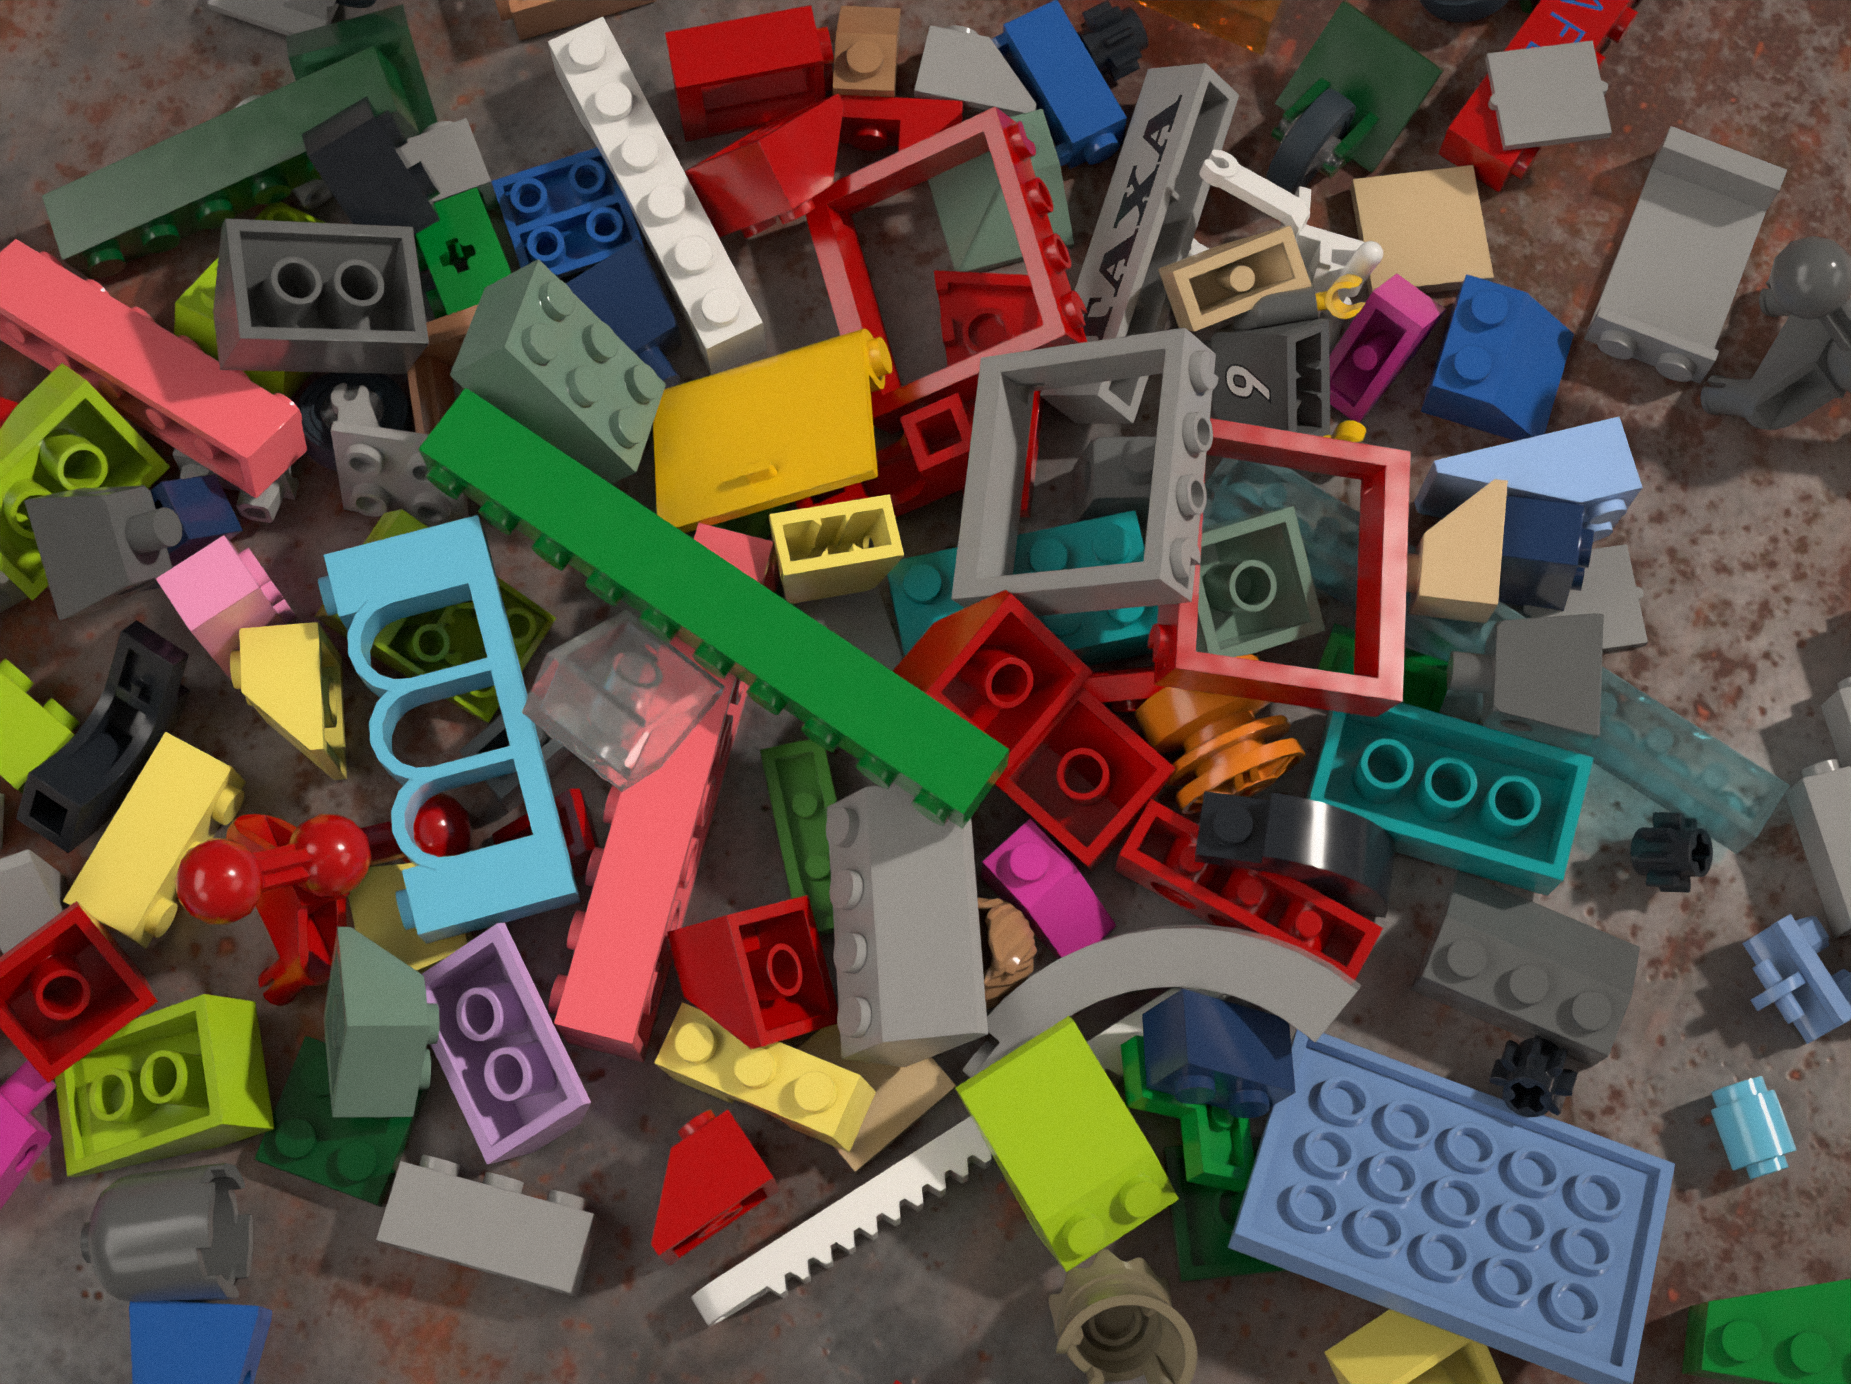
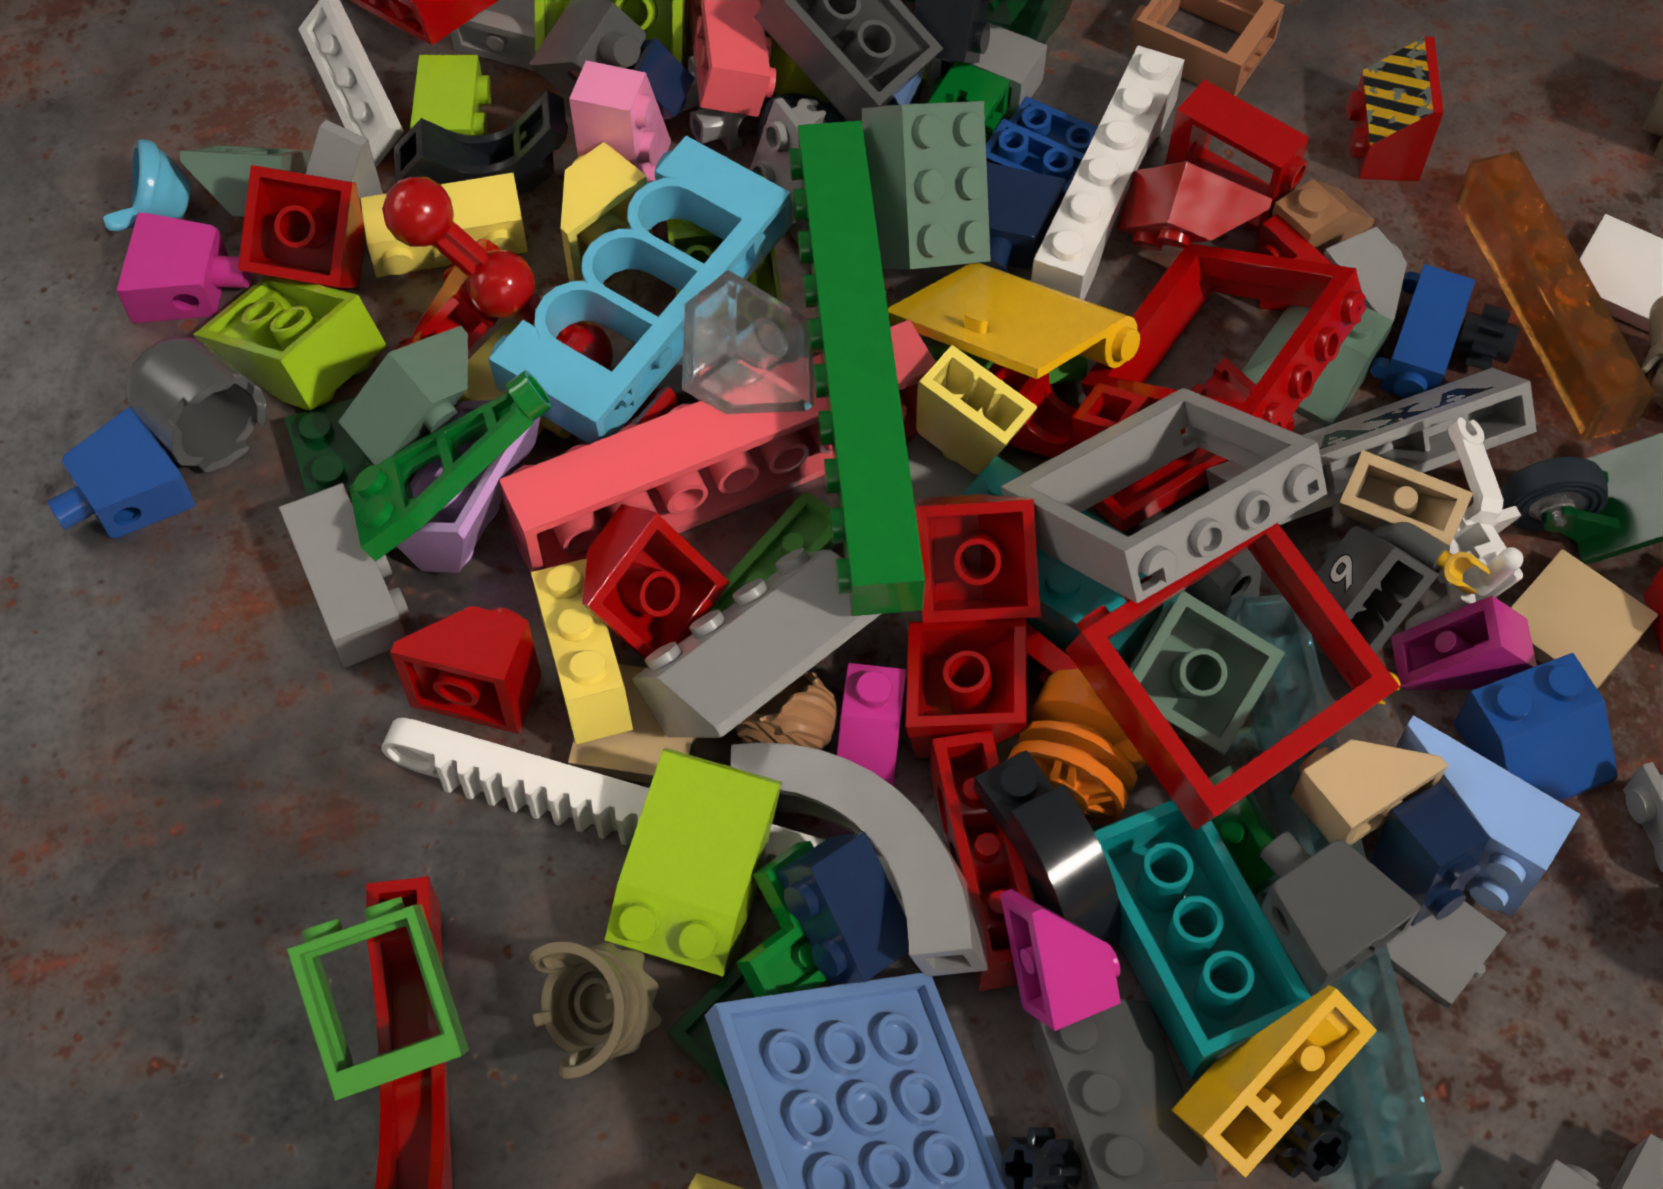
camera: 50 degrees right, 15 degrees down
(458, 1137) = (383, 493): none -> green plate
(1408, 927) = (1057, 964): none -> dark pink slope
(1619, 851) = (1273, 1078): none -> yellow slope

